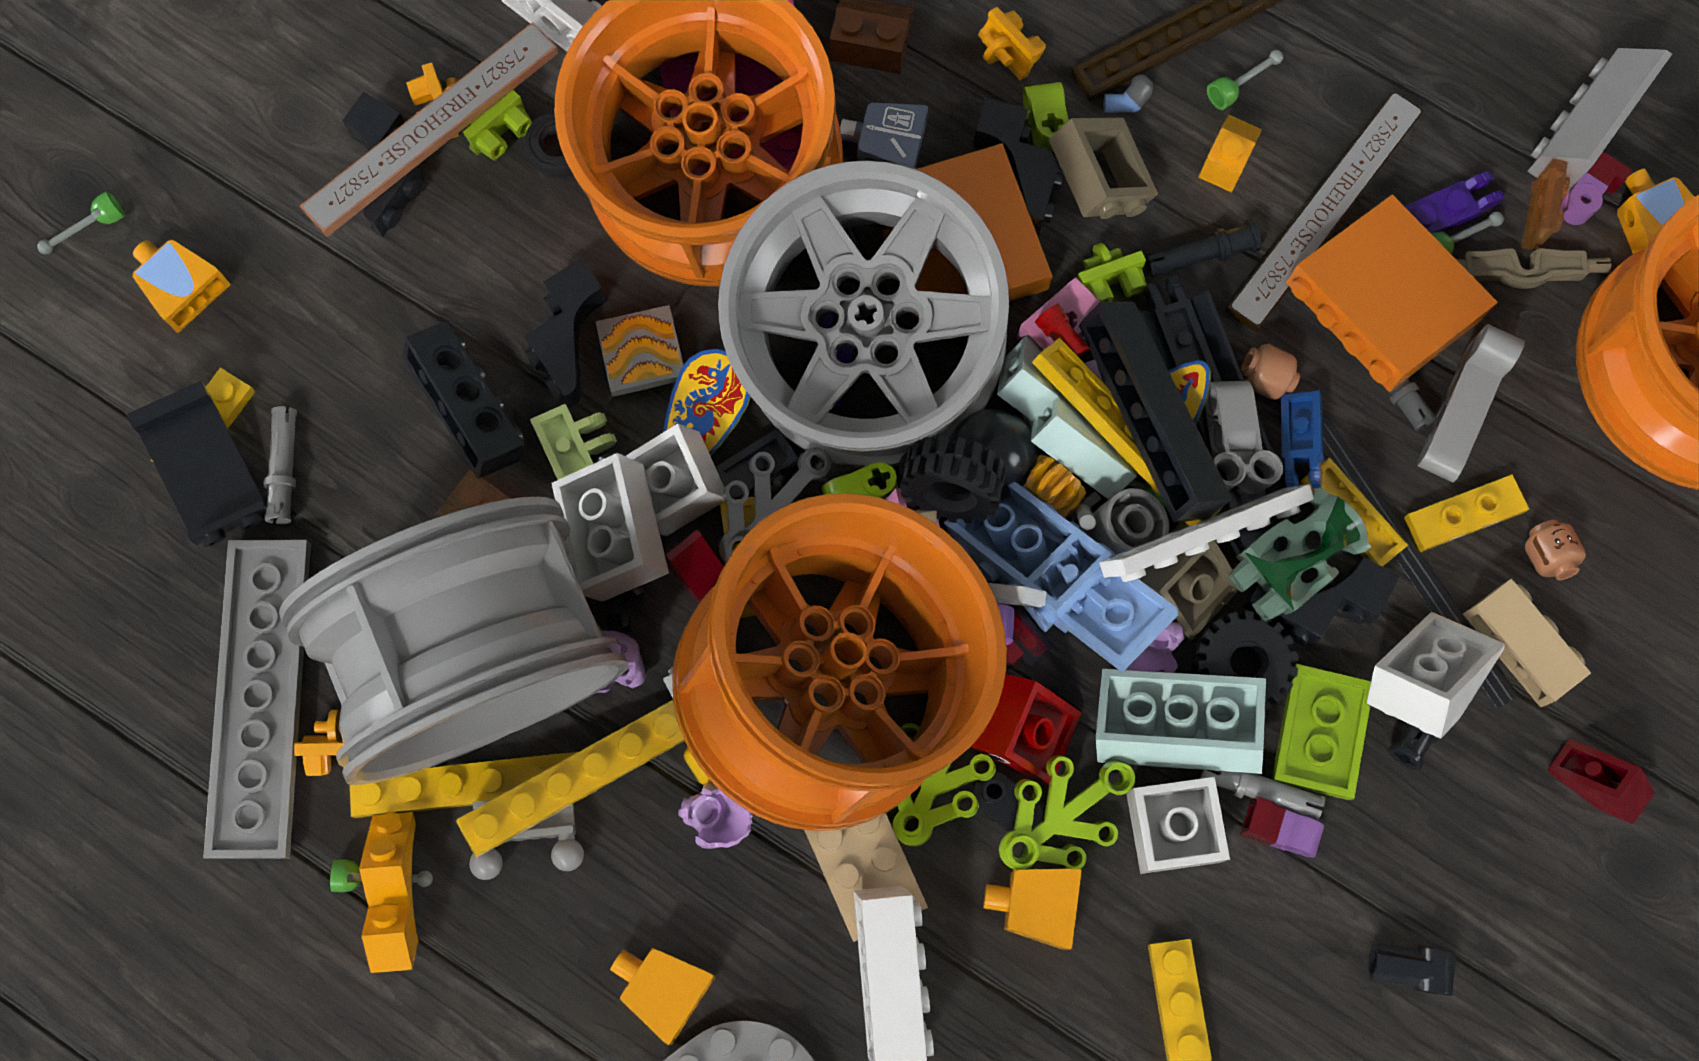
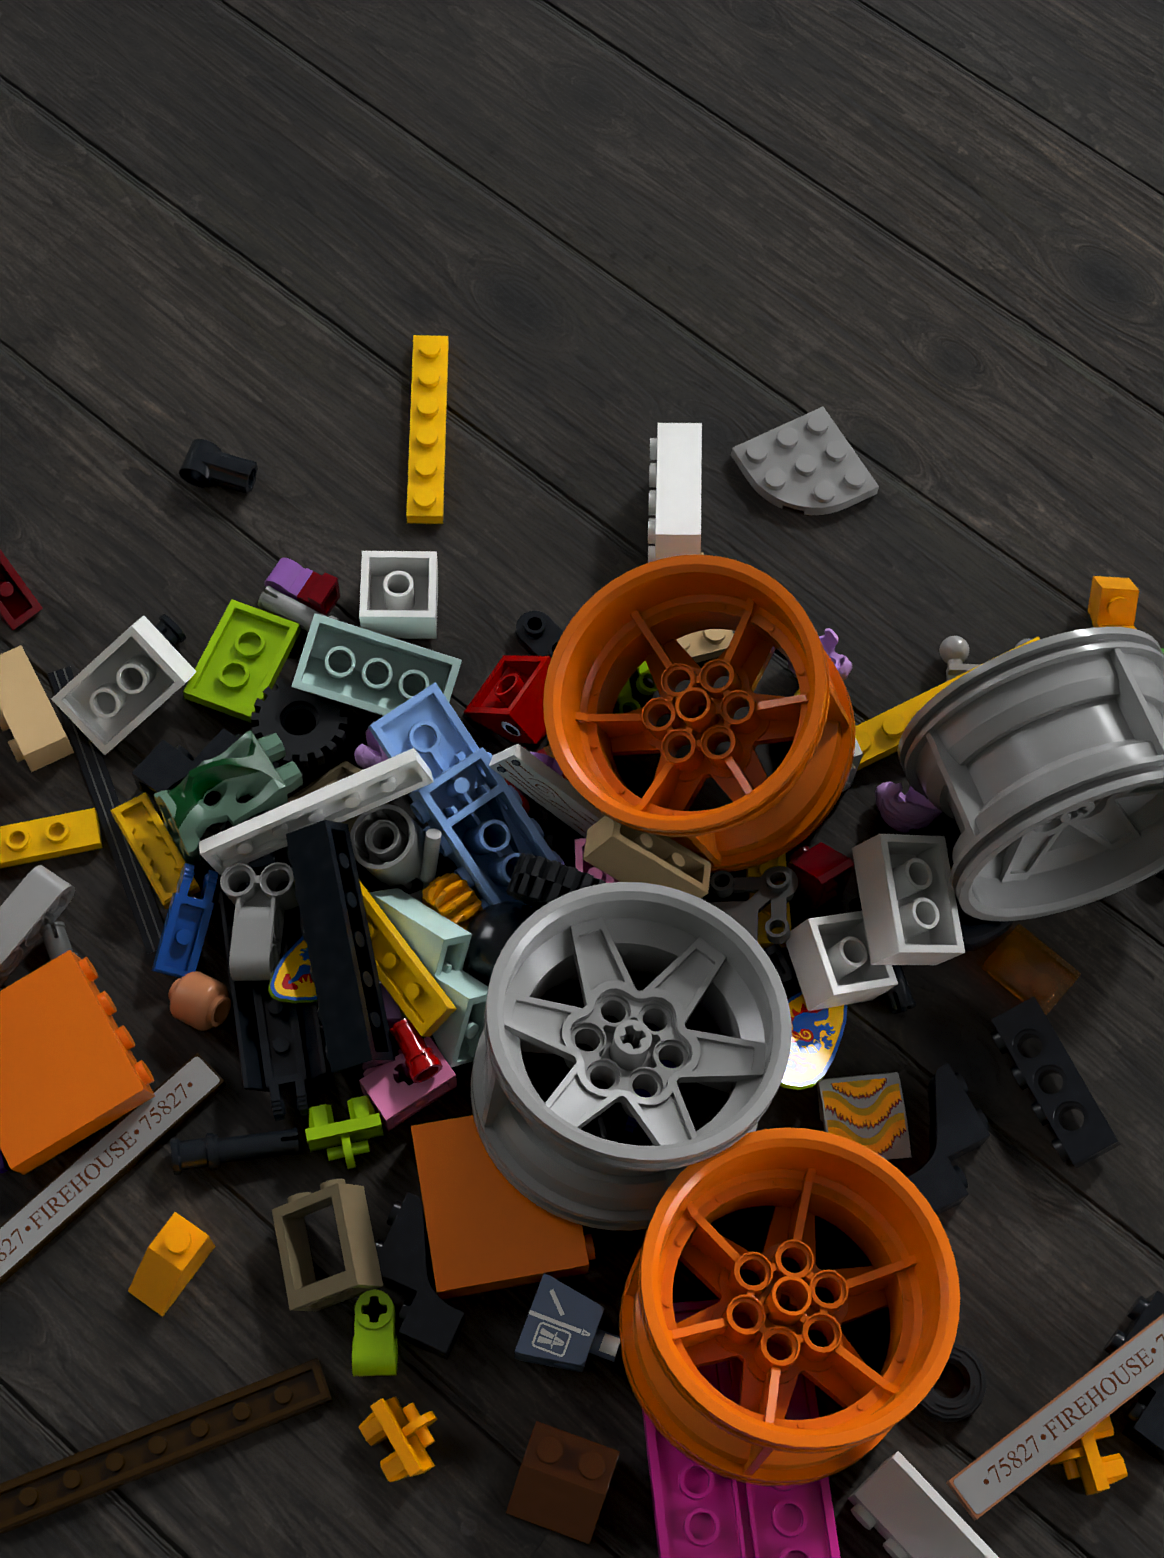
camera: 175 degrees left, 10 degrees down
(486, 130) = (1028, 1391): lime hips -> none
(563, 441) = (946, 1023): yellowish green hinge -> none
(661, 990) = (873, 536): light orange torso -> none
(1038, 904) = (534, 556): light orange torso -> none
(1060, 816) = (538, 600): lime plant -> none
(1132, 99) = (268, 1348): arm -> none
(1225, 91) = (156, 1342): bright green hinge -> none

